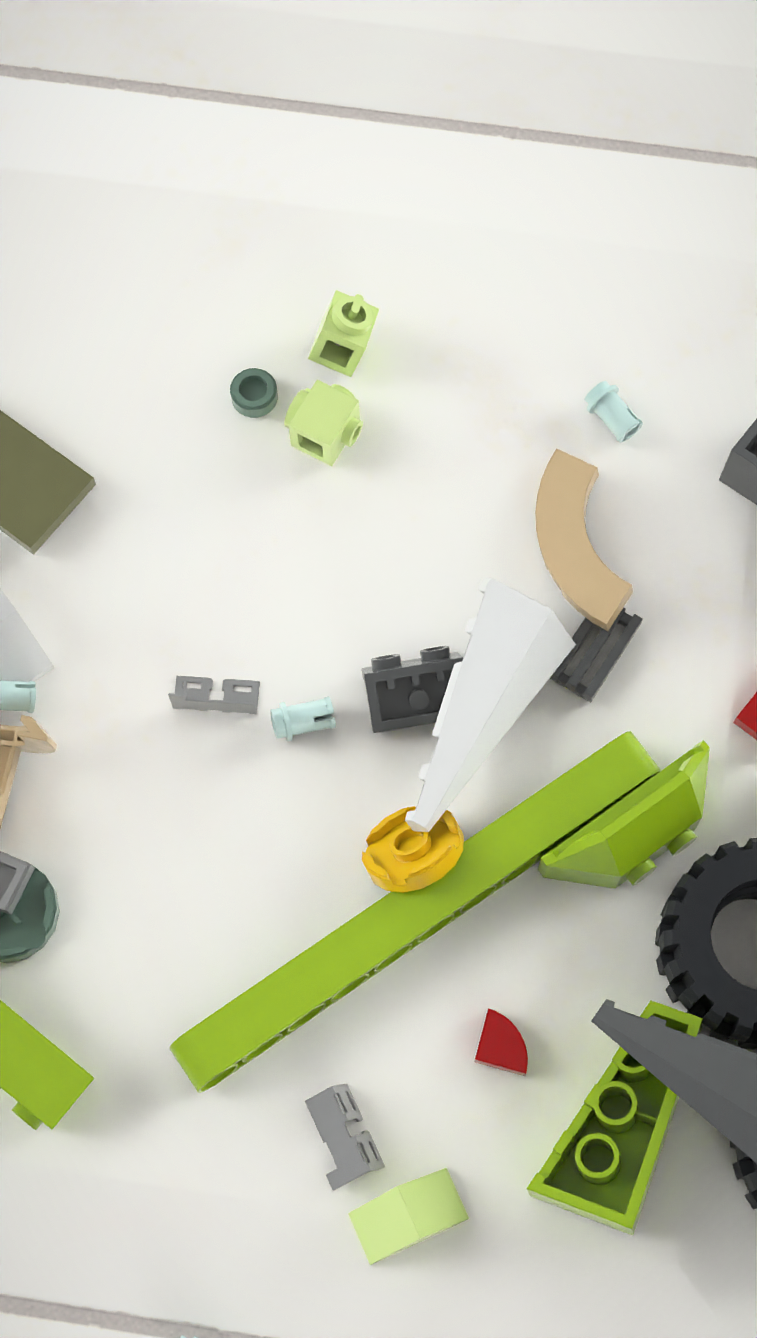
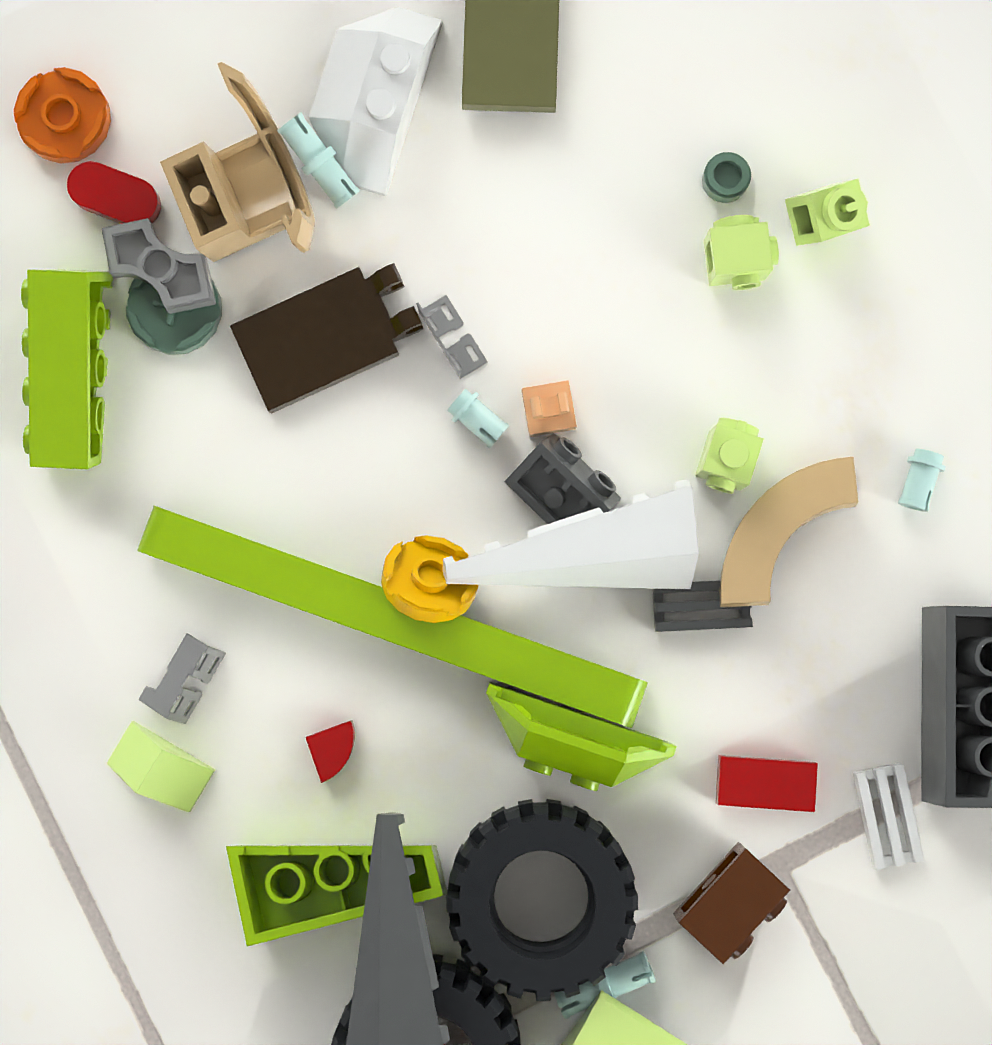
camera: 55 degrees right, 15 degrees up
(133, 799) = (323, 336): none -> dark brown tile
(338, 657) = (549, 408): none -> light nougat tile
(486, 538) = (729, 455): none -> yellowish green brick

